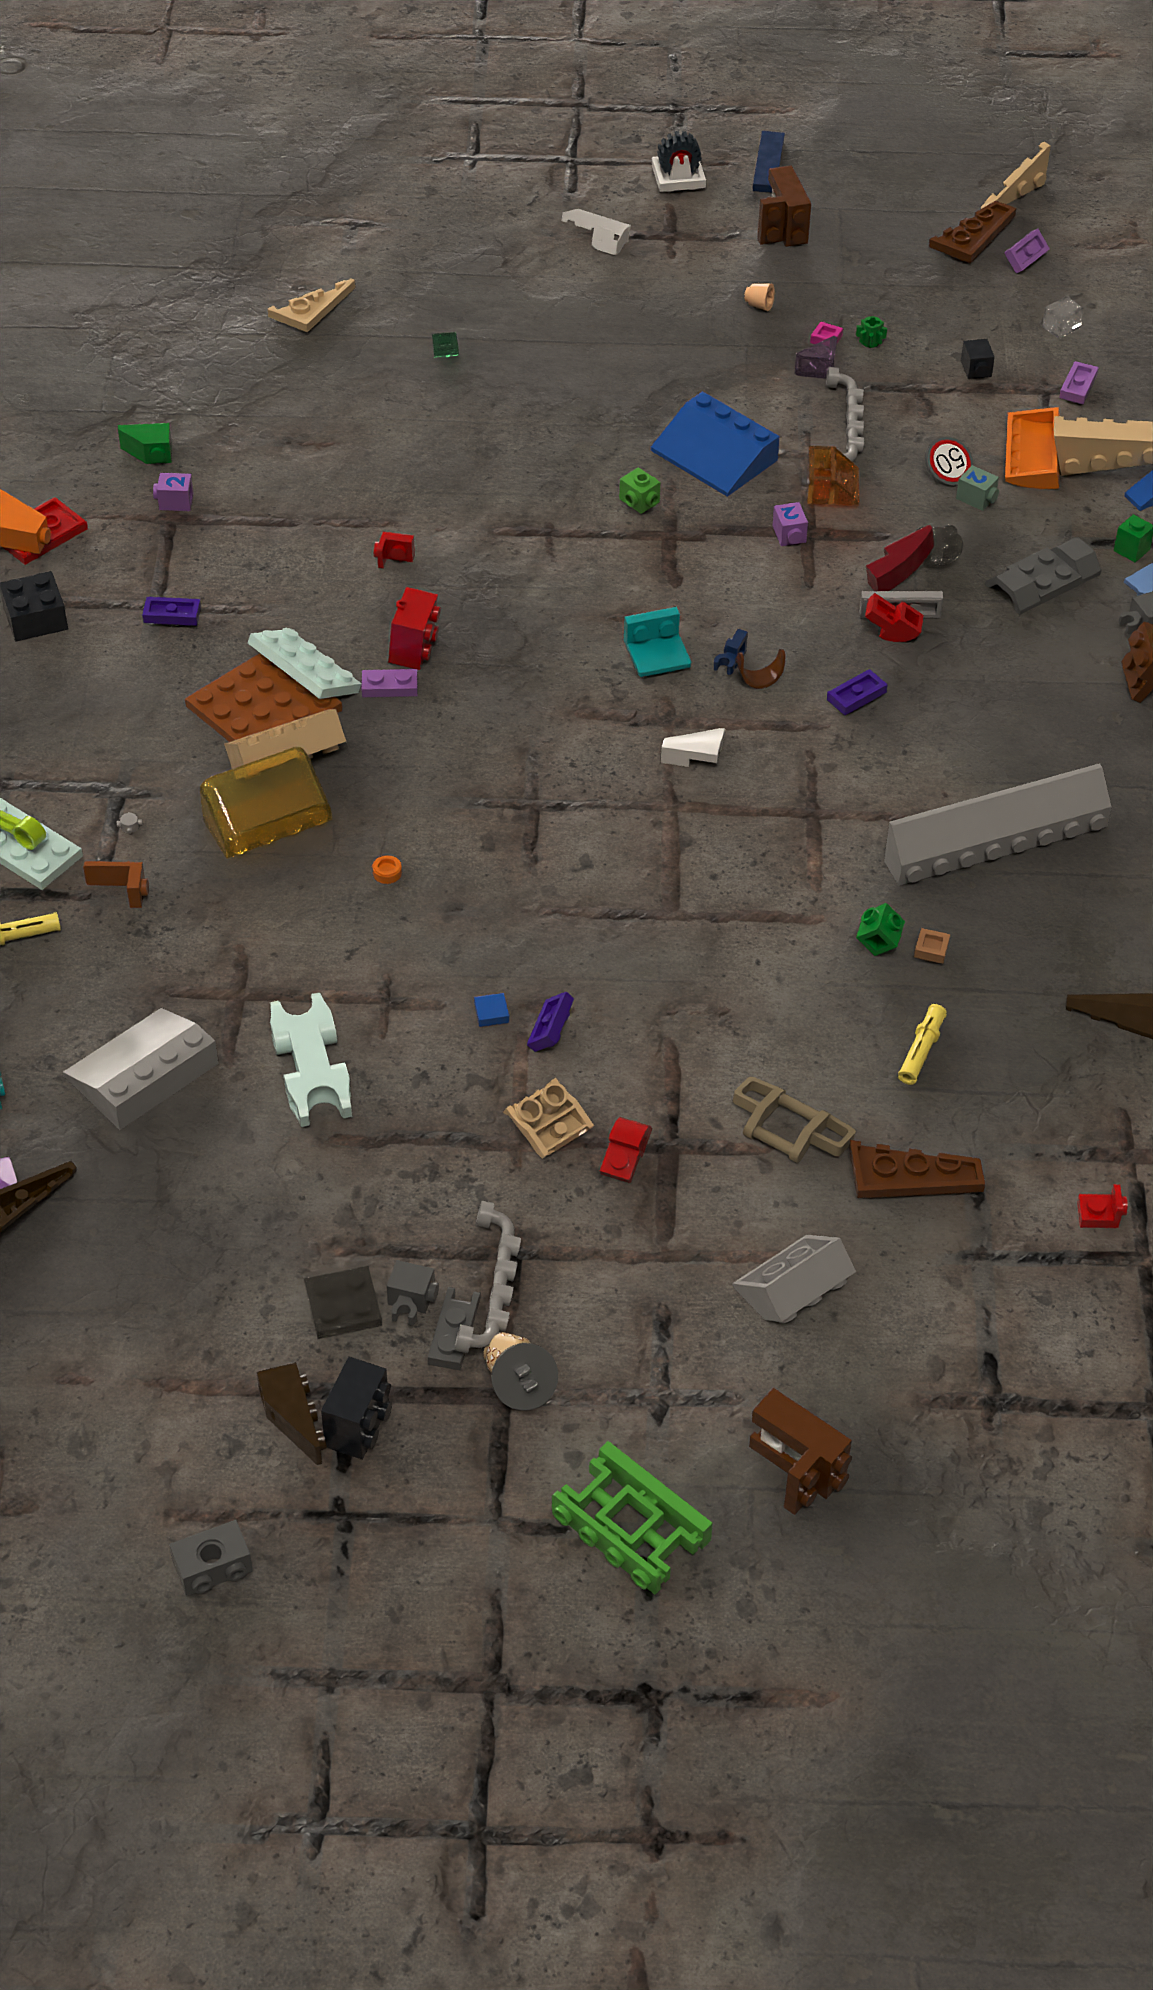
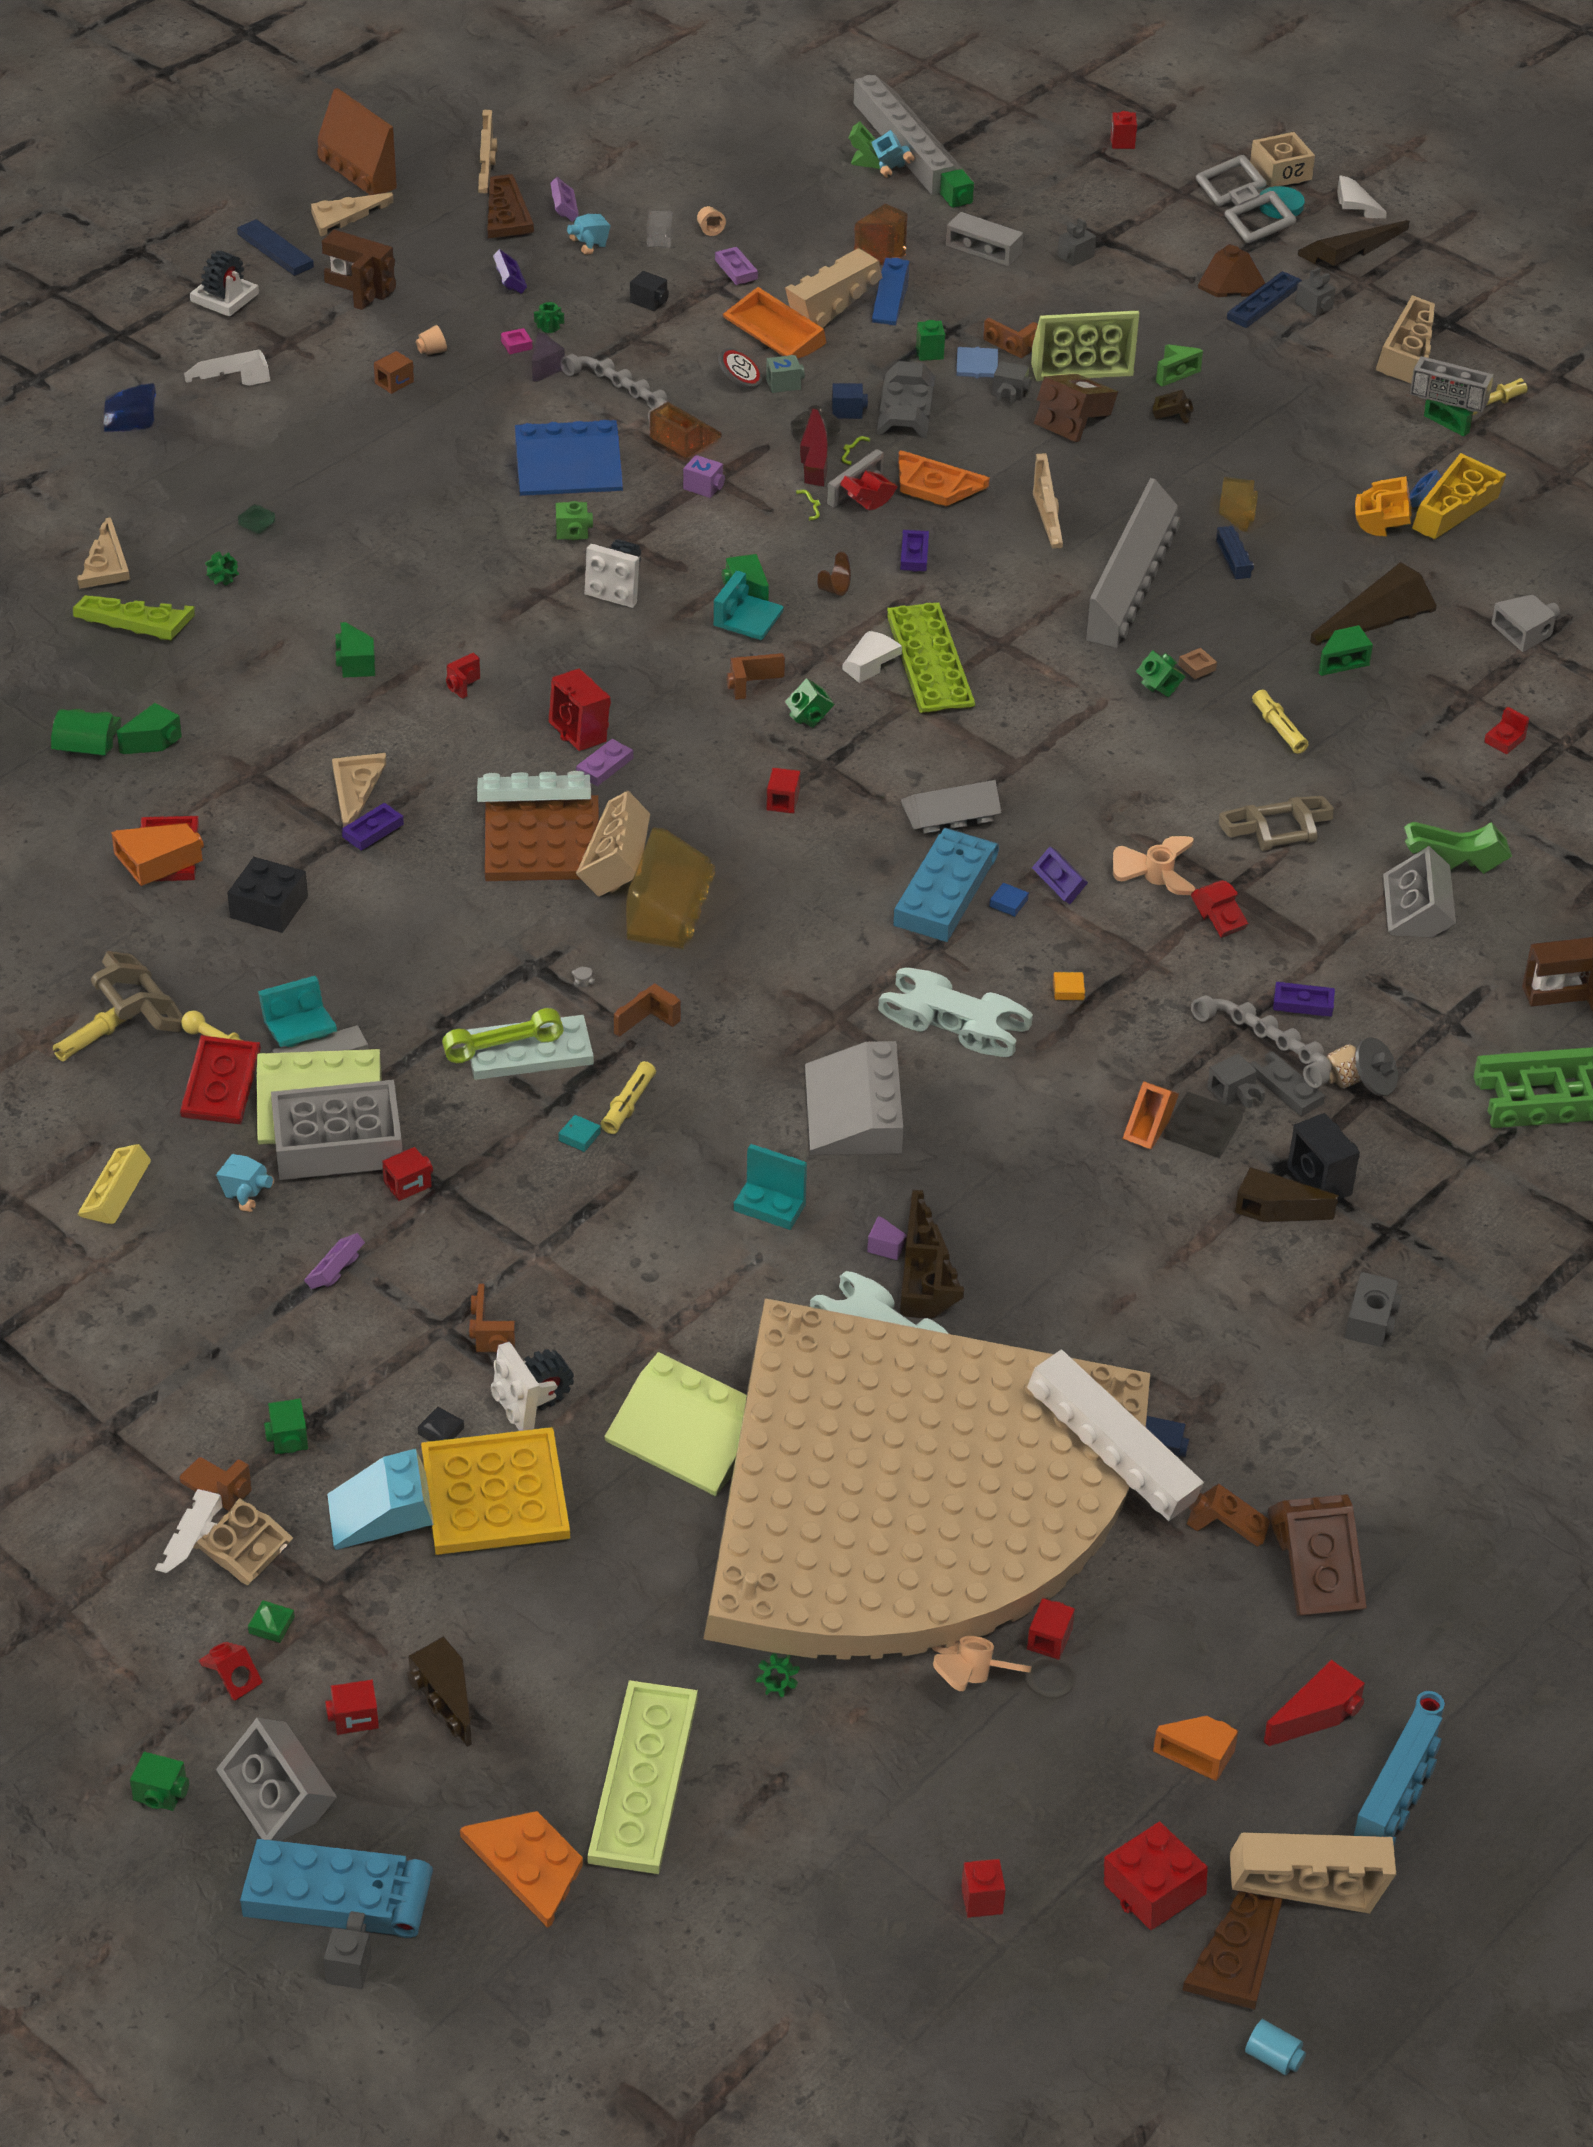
camera: 50 degrees left, 5 degrees down
(107, 410) = (84, 731): none -> green brick
(174, 491) = (233, 749): medium lavender brick -> none
(211, 570) = (355, 781): none -> tan wing
(266, 360) = (134, 616): none -> lime wing
(311, 1255) = (1150, 1115): none -> orange slope
(351, 482) = (354, 652): none -> green slope
(358, 367) = (222, 568): none -> green gear
(387, 869) = (802, 872): orange tile -> none
(424, 1111) = (1069, 986): none -> light orange tile
(463, 958) = (945, 884): none -> dark azure hinge
(464, 797) = (783, 790): none -> red brick
(491, 214) = (130, 408): none -> clear blue slope
(549, 1118) = (1148, 926): tan slope -> none
(559, 905) = (953, 806): none -> light grey slope
(570, 1275) = (1304, 999): none -> dark purple plate
(581, 746) = (809, 703): none -> green brick
(582, 686) = (753, 668): none -> dark orange bracket
(605, 548) = (613, 572): none -> white plate
(635, 1075) = (1156, 865): none -> light nougat piece
(698, 622) = (755, 576): none -> green slope
(699, 301) = (393, 372): none -> dark orange brick
(733, 645) = (799, 578): dark blue plate -> none
(737, 783) = (930, 657): none -> lime plate
(851, 604) = (816, 503): none -> lime piece
(859, 164) = (346, 210): none -> tan wing
(873, 1257) = (1480, 848): none -> bright green arch
(898, 280) = (510, 272): none -> dark purple plate
(901, 1173) = (1385, 795): reddish brown wing -> none
(917, 122) = (358, 145): none -> dark orange slope
(941, 578) = (847, 448): none -> lime piece
(963, 650) = (937, 480): none -> orange wing
(992, 541) = (848, 400): none -> dark blue brick
(1002, 285) = (591, 230): none -> medium azure piece
(1015, 733) = (1045, 500): none -> tan wing
(1067, 1029) = (1345, 651): none -> green slope
(1112, 335) = (711, 221): none -> light nougat hat
(1114, 881) = (1234, 552): none -> dark blue piece

